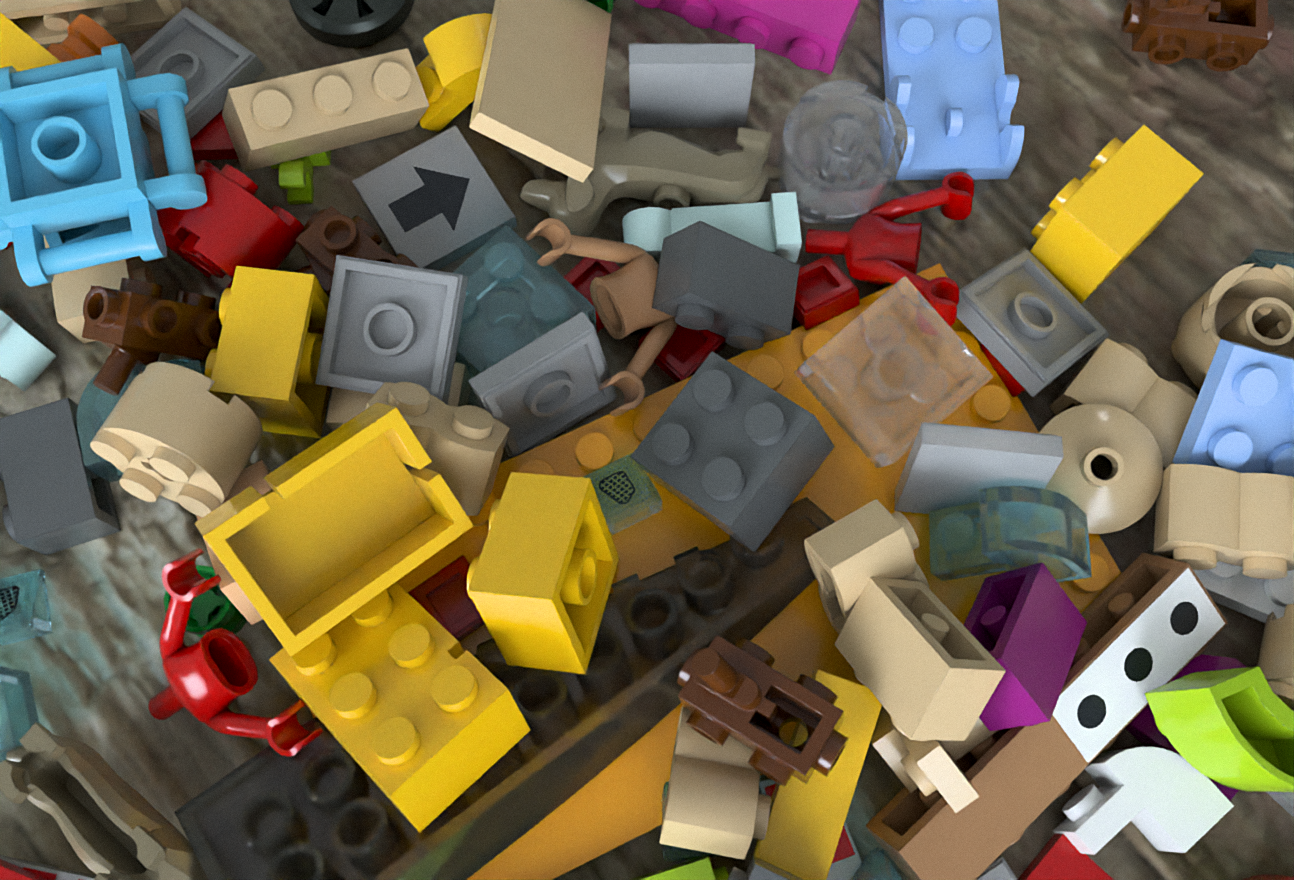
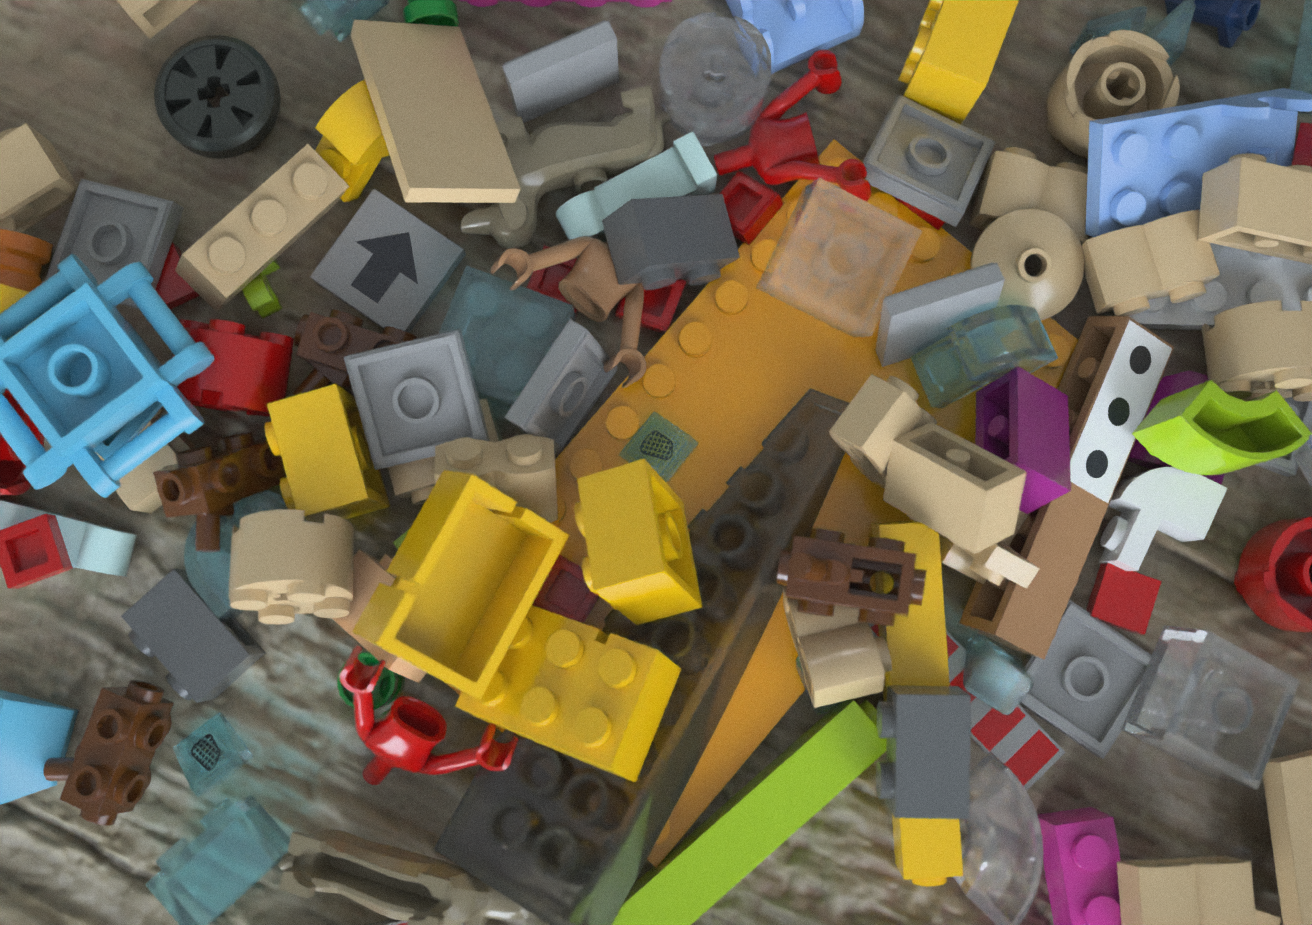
camera: 25 degrees left, 10 degrees up
(734, 450) = (739, 379): dark grey brick -> none

